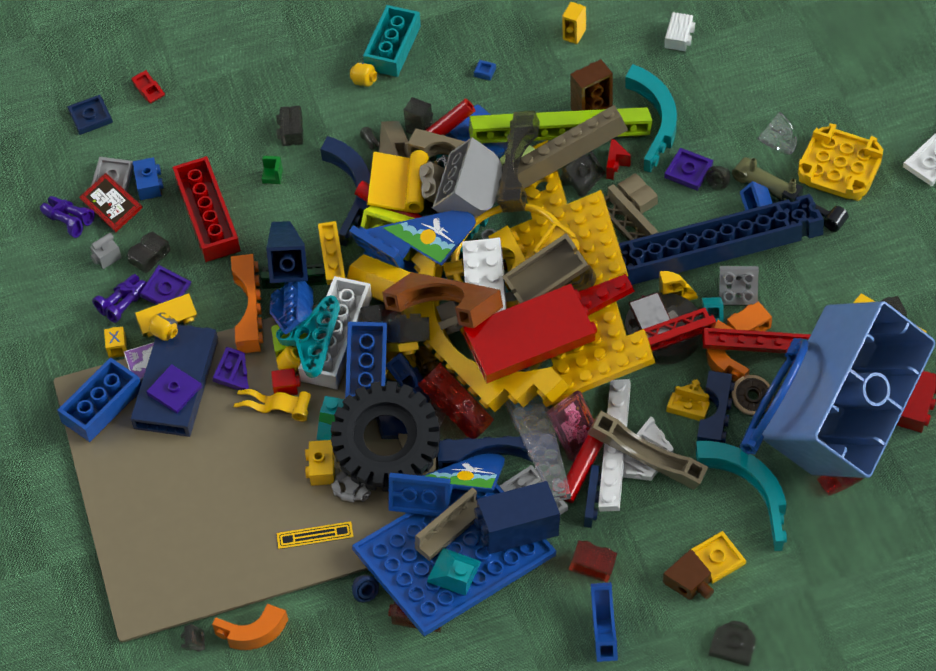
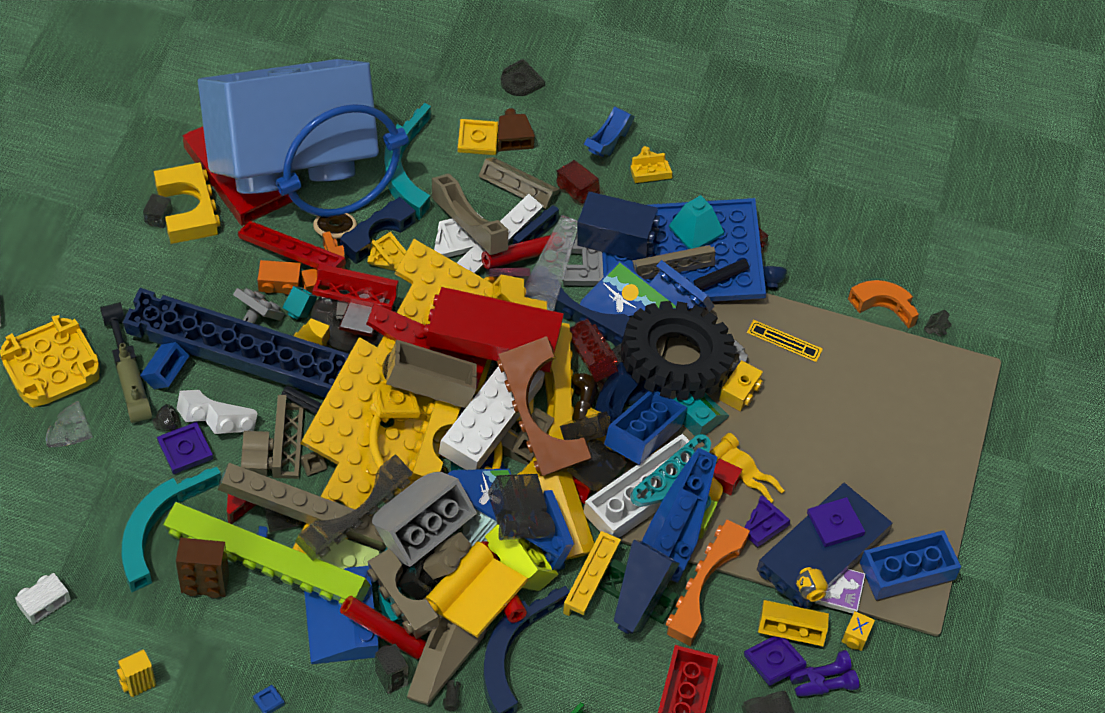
camera: 155 degrees left, 0 degrees up
(401, 536) = (721, 274): none -> black axle
(404, 227) = (520, 507): none -> clear smoke piece
(547, 630) = (650, 166): none -> yellow slope
(648, 528) = (517, 181): none -> dark tan fence
(680, 194) = (219, 416): none -> white arch

